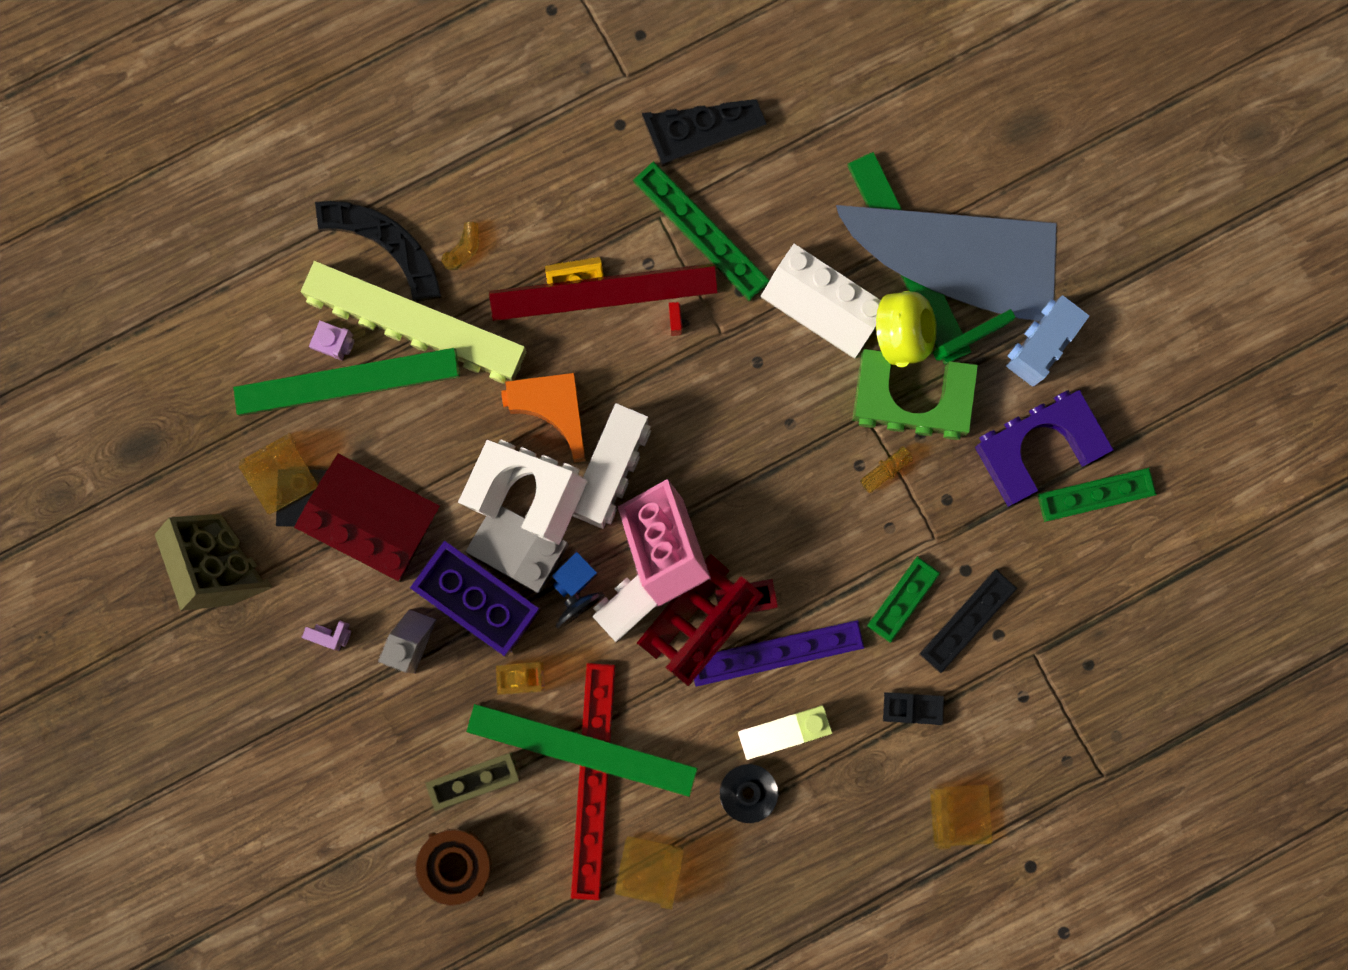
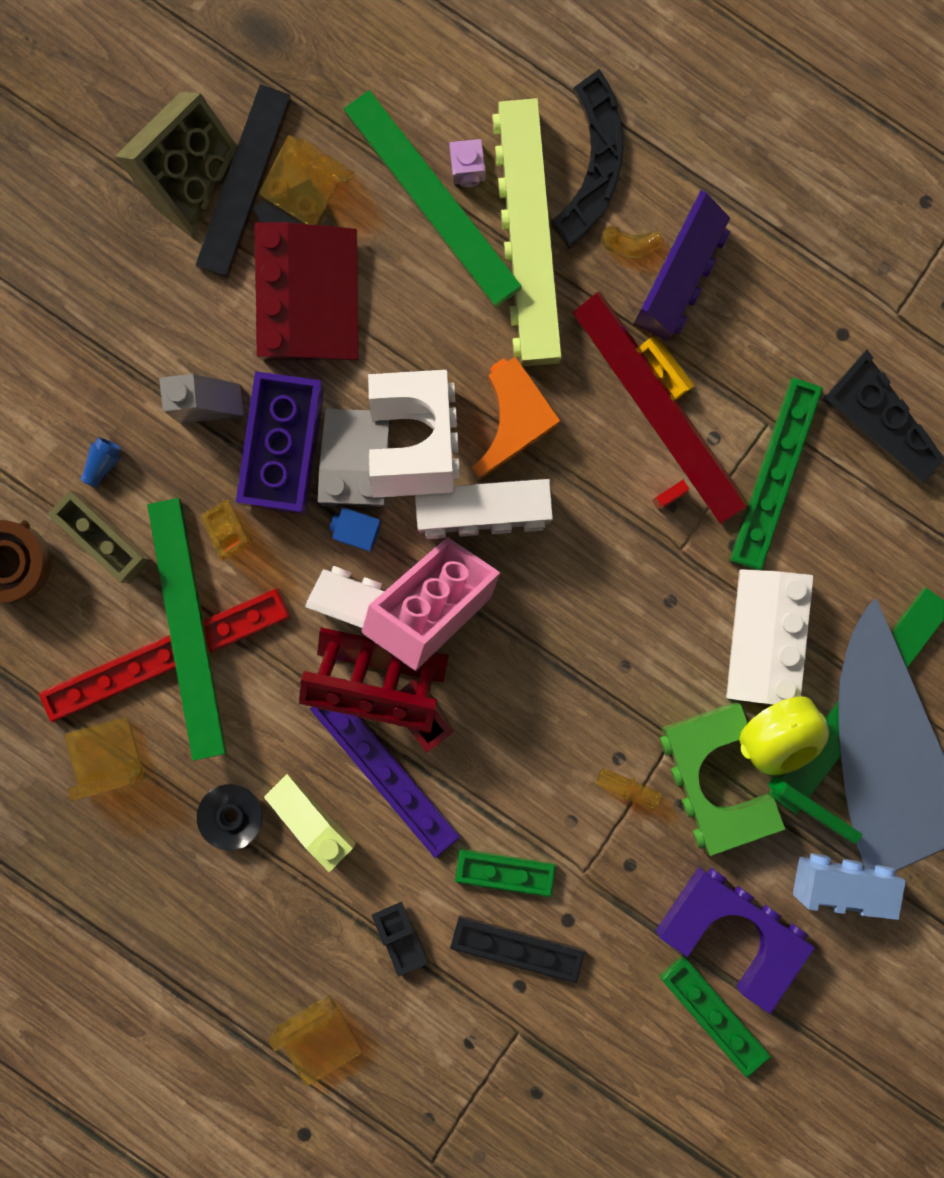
camera: 65 degrees right, 5 degrees up
(250, 523) = (243, 181): none -> black tile
(322, 635) = (166, 312): lavender bracket -> none
(412, 752) = (100, 460): none -> blue cone
(505, 219) = (683, 268): none -> dark purple slope
(576, 606) = (325, 547): black dish -> none

